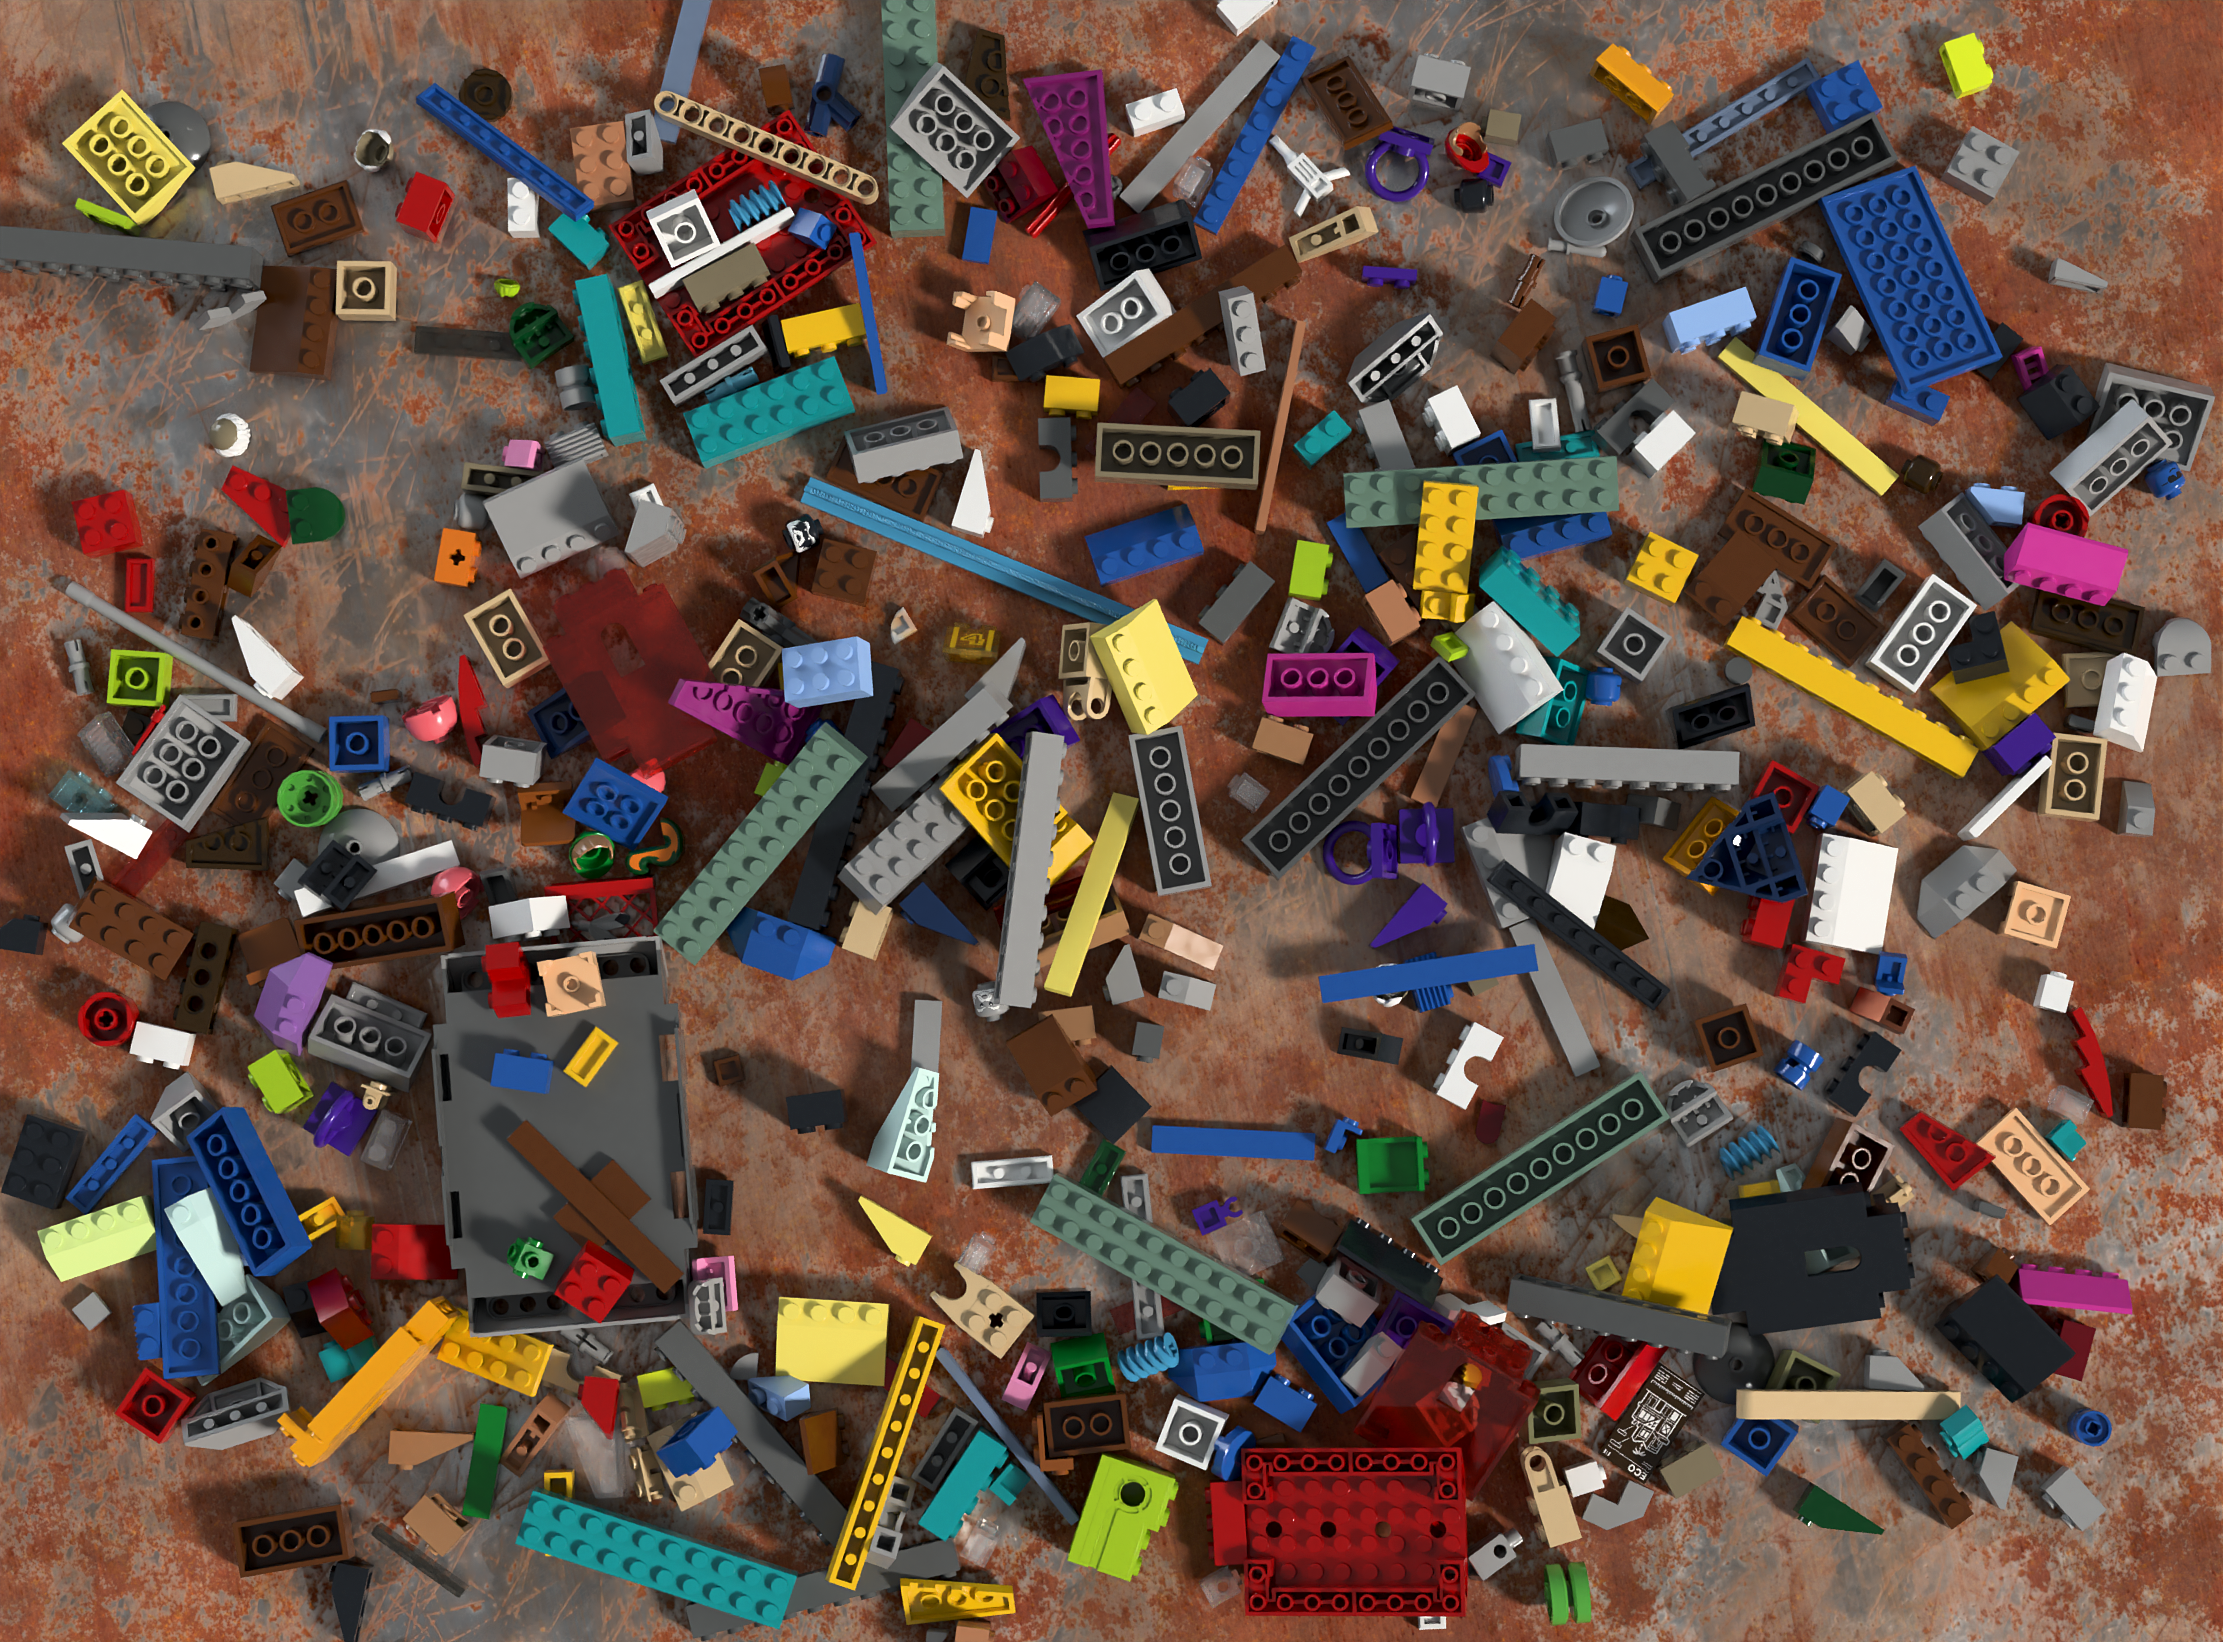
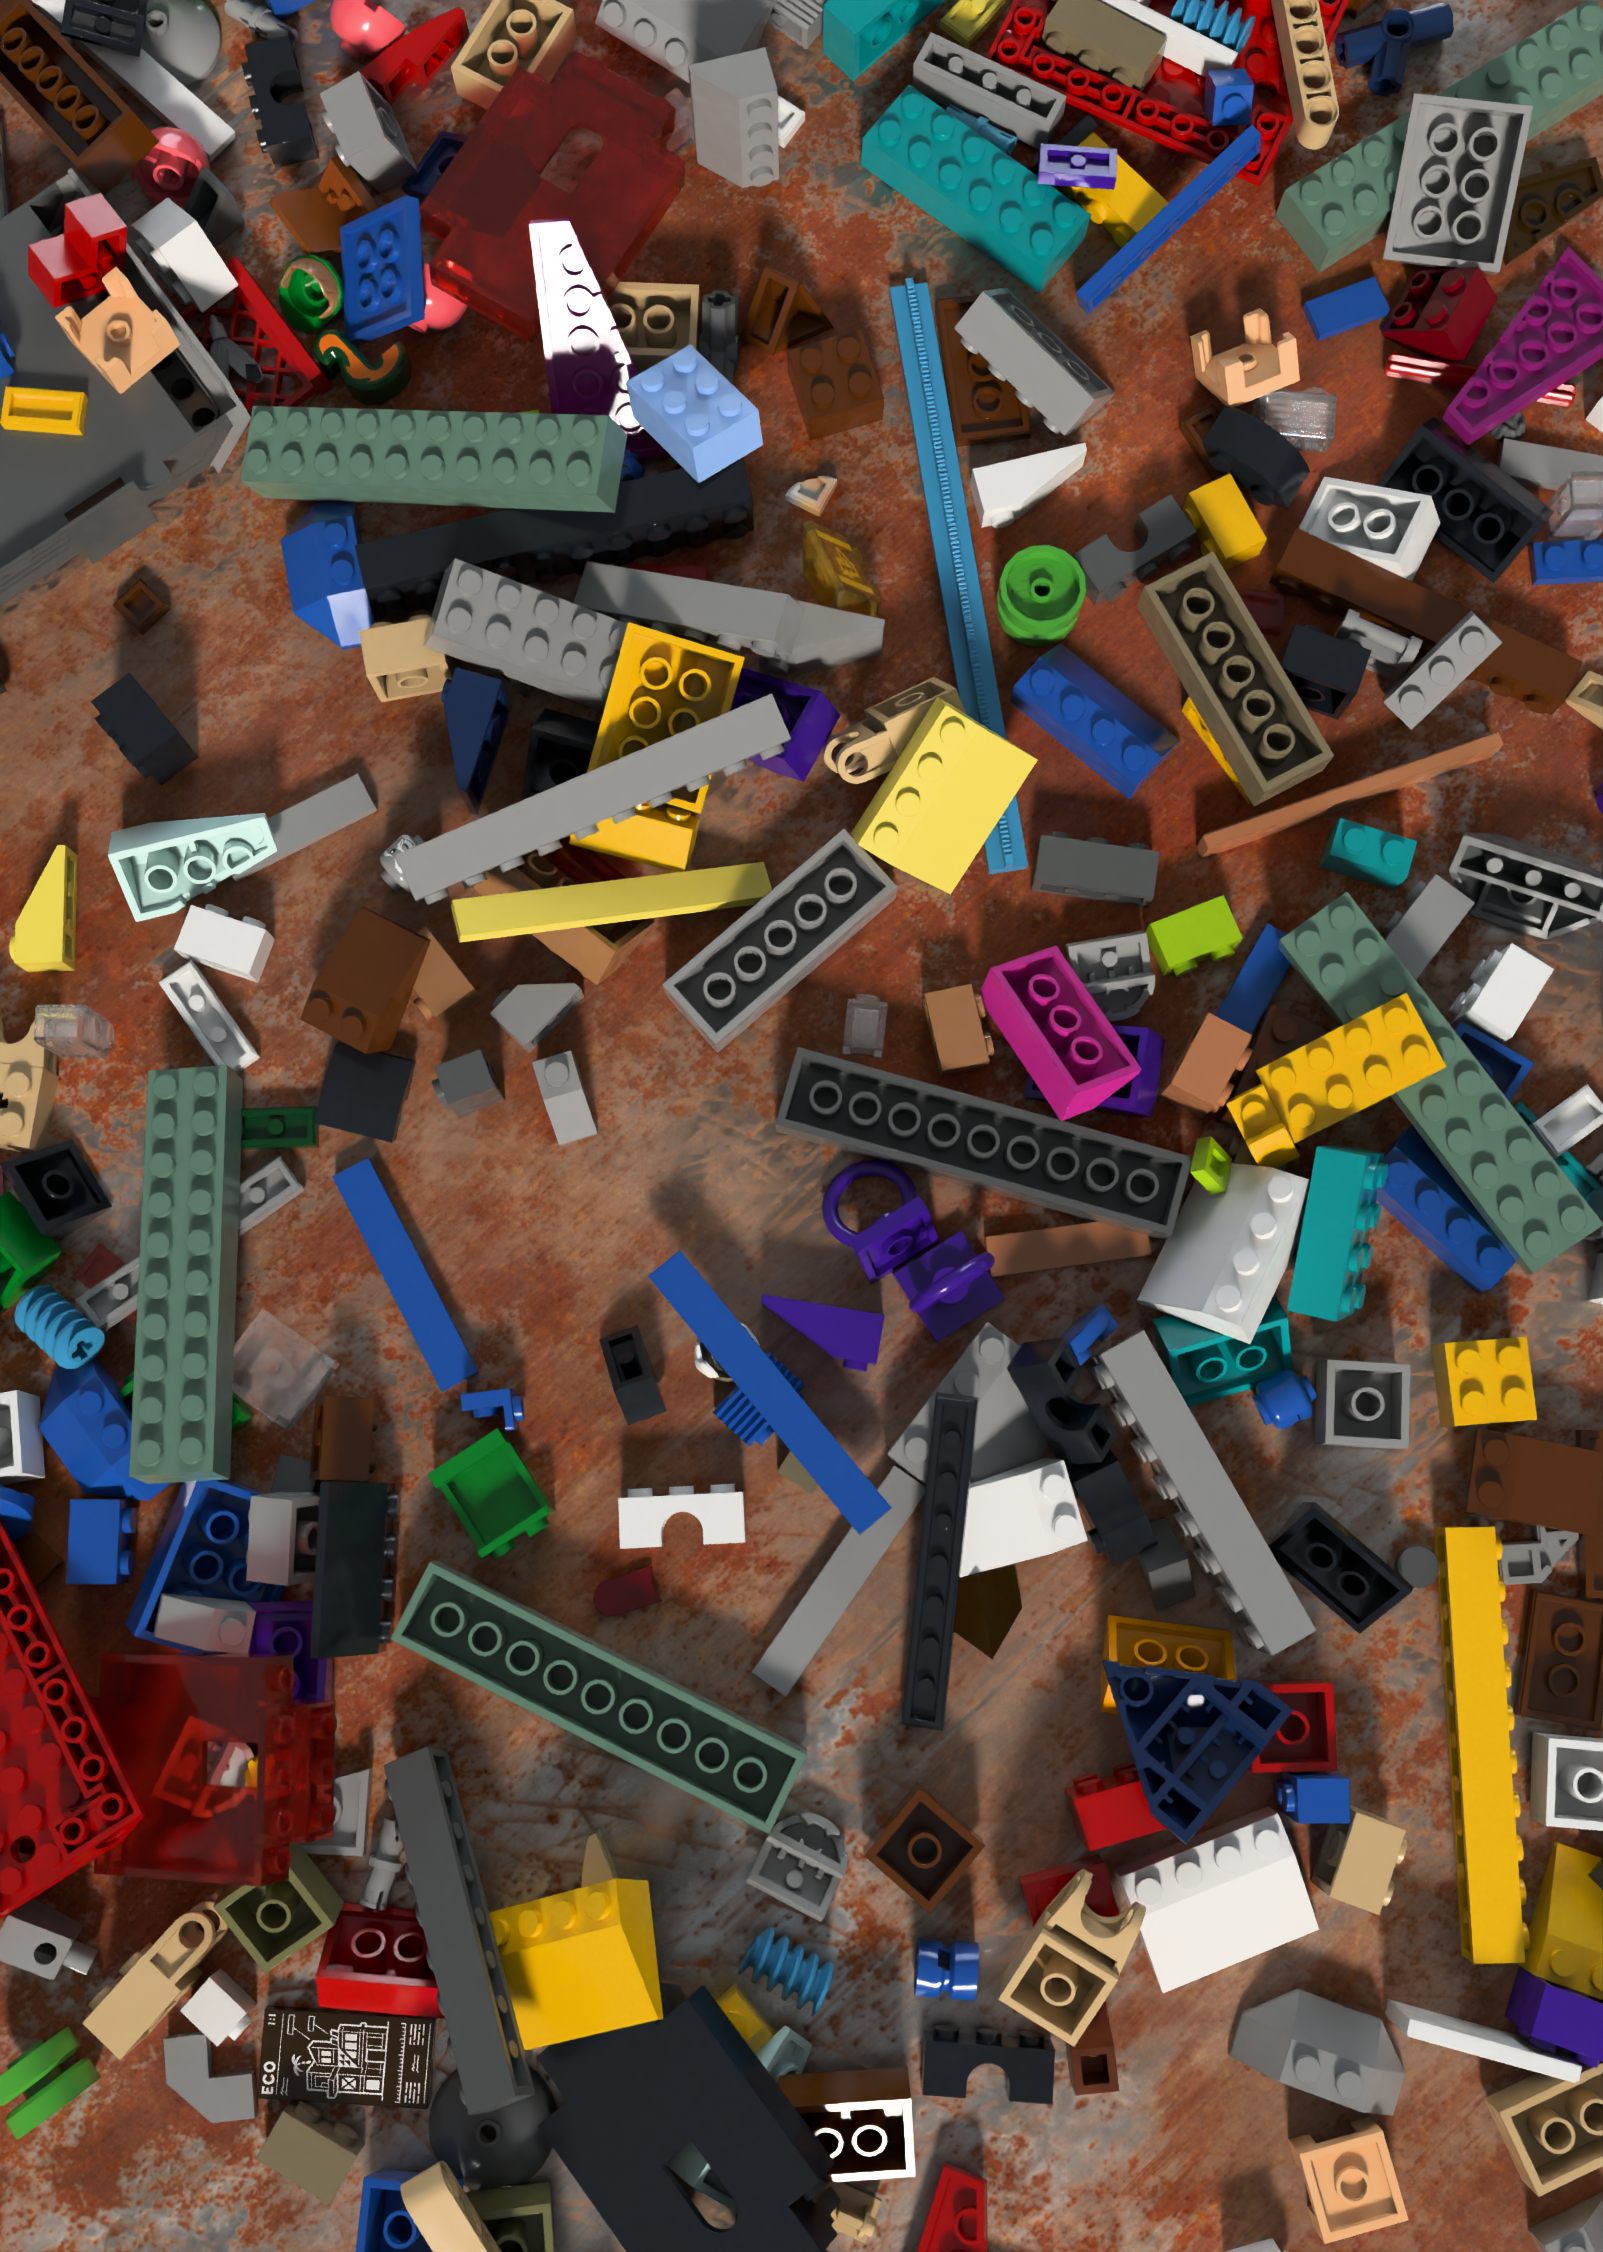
camera: 60 degrees right, 5 degrees down
(801, 346) = (1077, 166): none -> plate
(802, 533) = (852, 308): black head -> none
(973, 1136) = (224, 942): none -> white brick
(1057, 548) = (1040, 595): none -> bright green wheel
(1180, 941) = (623, 1053): slope -> none
(1202, 357) = (1390, 651): none -> light grey plate
(1212, 1216) = (294, 1303): dark purple plate -> none
(1449, 1307) = (362, 1734): white tile -> none
(1603, 1273) = (512, 1867): light yellow tile -> none
(1832, 994) = (1070, 1961): none -> tan brick
(1890, 973) = (1146, 2022): blue bracket -> none

